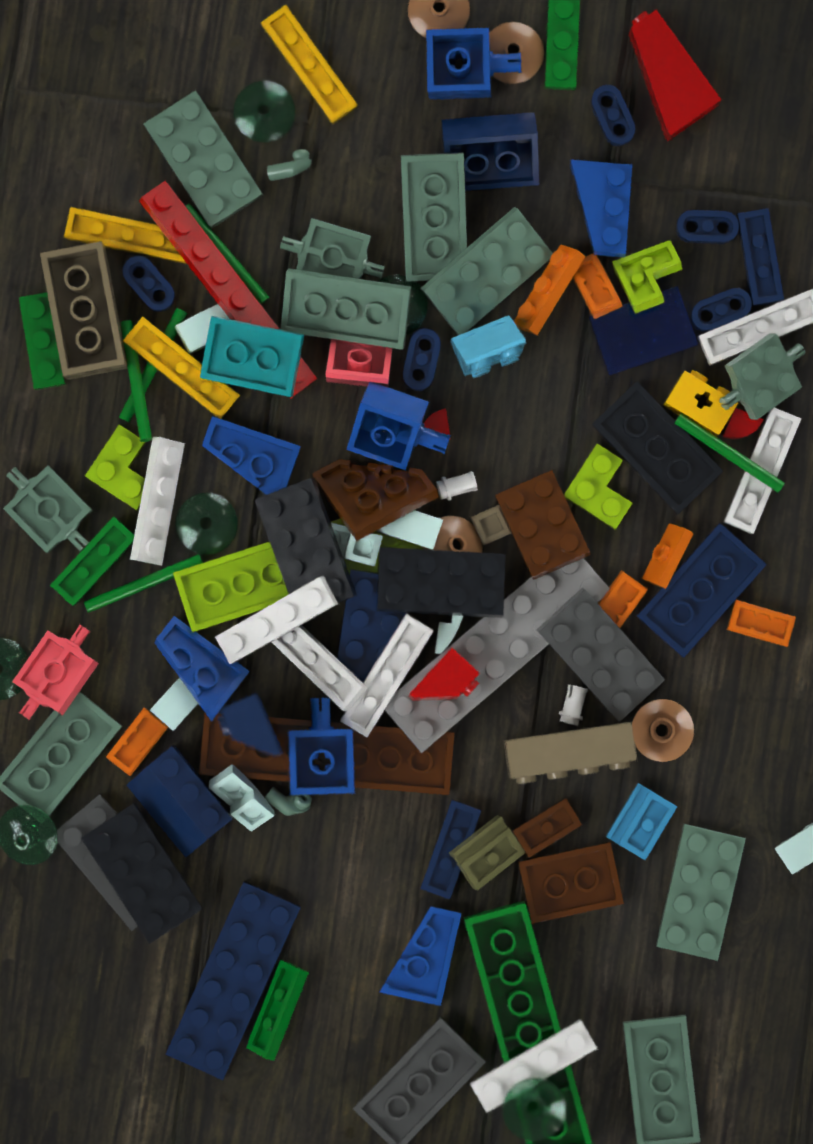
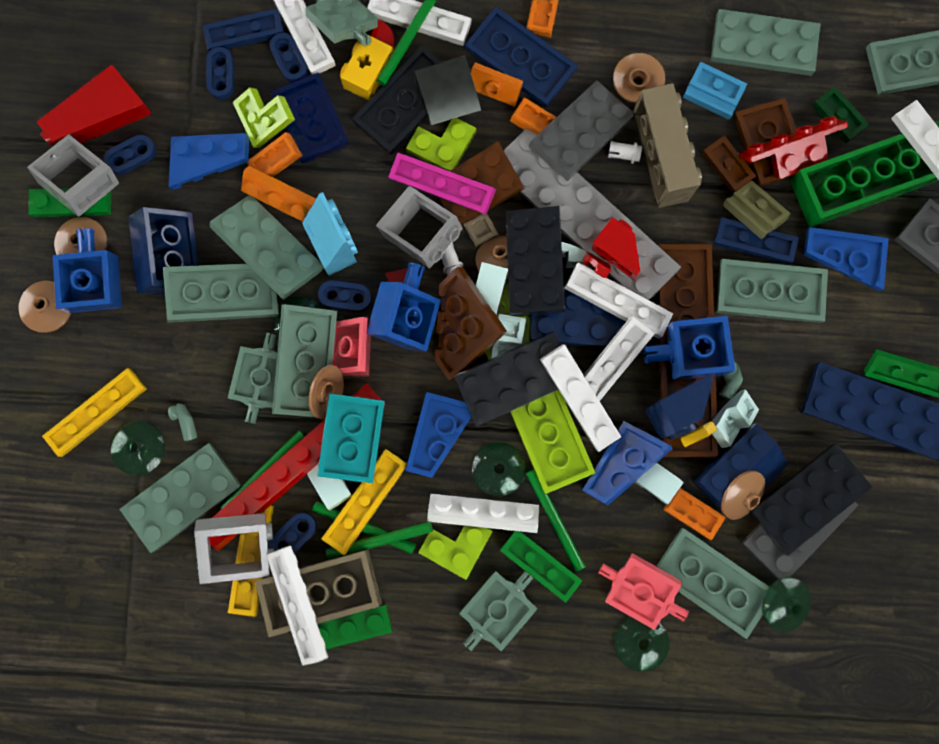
camera: 90 degrees left, 5 degrees down
(70, 286) = (297, 606): none -> white plate
(153, 797) = (743, 494): none -> medium nougat dish
(162, 220) = (225, 526): none -> light grey window
(224, 750) = (698, 434): none -> yellow tile
(317, 334) = (326, 381): none -> medium nougat dish
(389, 861) = (771, 291): none -> sand green plate
(429, 656) = (601, 267): none -> red tile
(514, 432) = (404, 210): none -> light grey window
(543, 481) = (442, 183): none -> dark pink plate
(553, 905) = (796, 150): none -> red bracket
(567, 71) = (88, 189): none -> light grey window
(599, 970) = (835, 104): none -> dark green plate
(659, 497) = (447, 90): none -> pearl dark grey slope

